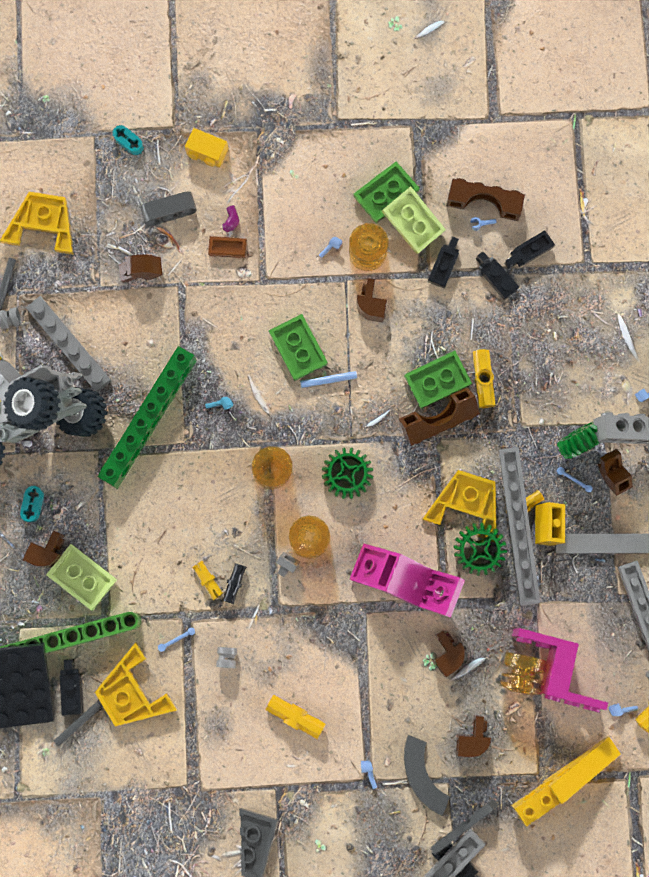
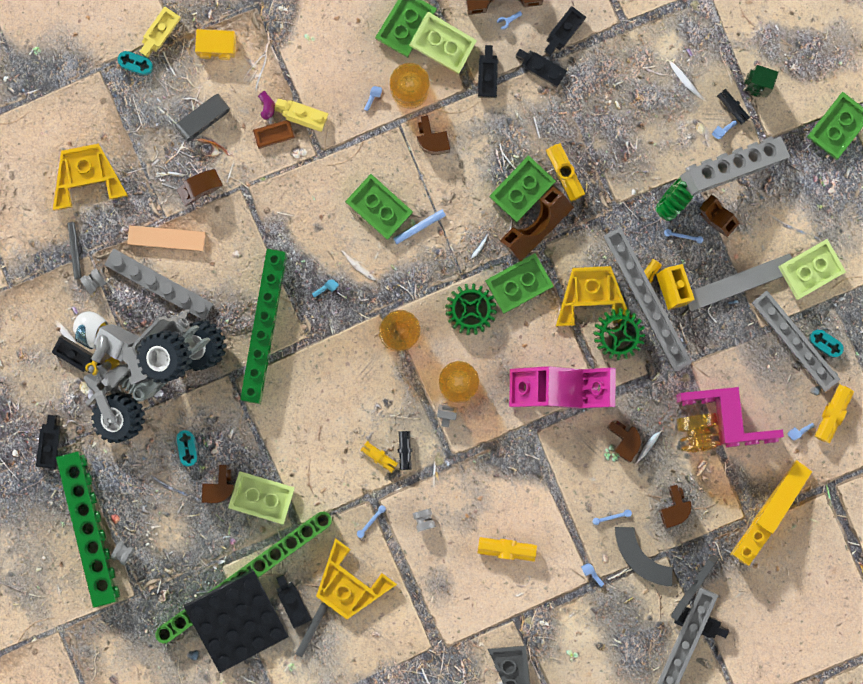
camera: 20 degrees left, 5 degrees up
(92, 304) = (166, 238): none -> light nougat tile
(160, 120) = (159, 31): none -> light yellow hinge
(259, 238) = (302, 114): none -> light yellow hinge
(402, 466) = (519, 283): none -> bright green plate
(425, 726) = (627, 513): none -> light blue hinge

